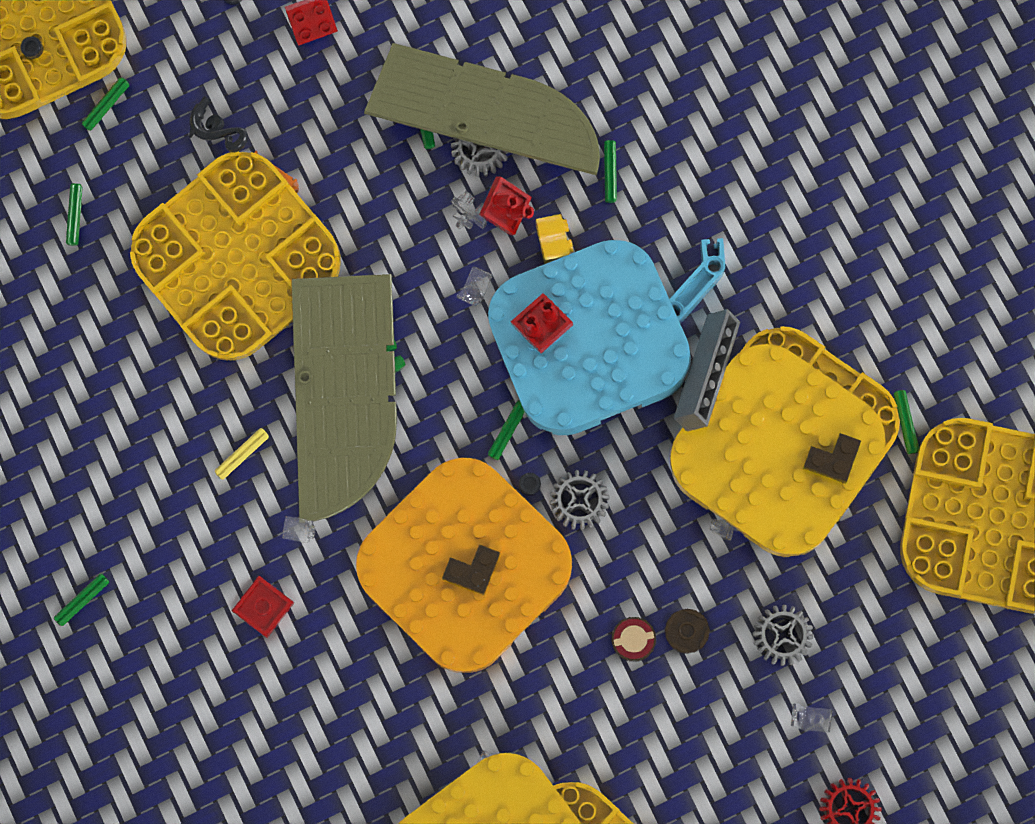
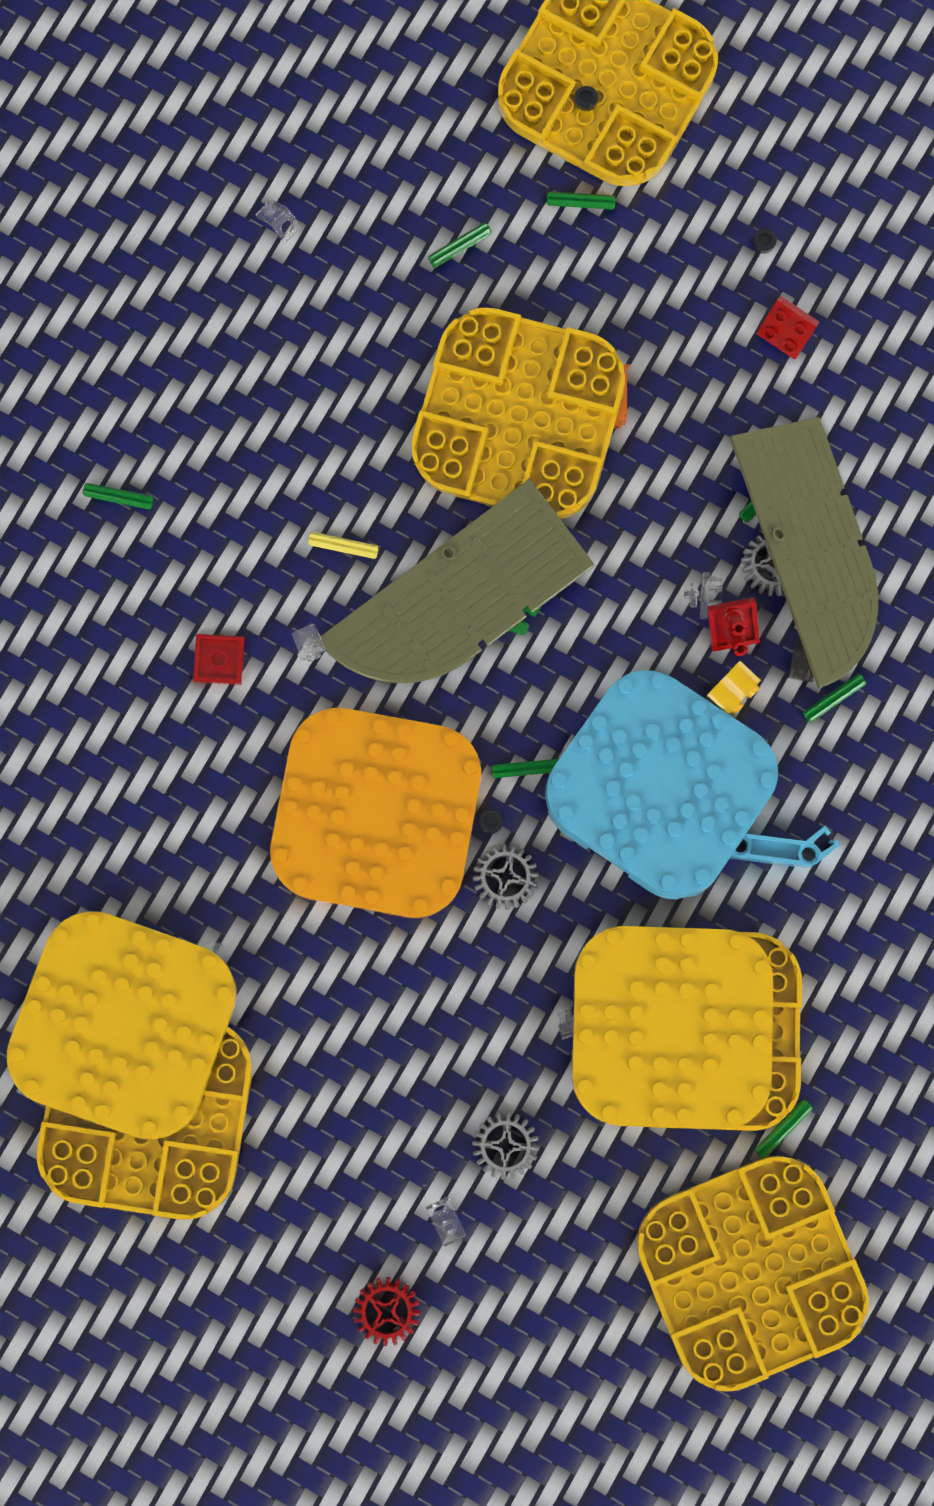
camera: 45 degrees right, 5 degrees up
(214, 125) = (627, 311): black plant -> none
(473, 576) = (369, 829): dark brown plate -> none
(475, 286) = (639, 649): clear bracket -> none
(541, 323) = (642, 732): red plate -> none
(568, 177) = (799, 665): none -> clear smoke hips
(633, 639) = (411, 1011): tile -> none
(687, 631) = (451, 1054): dark brown tile -> none
(707, 370) = (702, 913): dark grey brick -> none
(835, 464) = (696, 1093): dark brown plate -> none

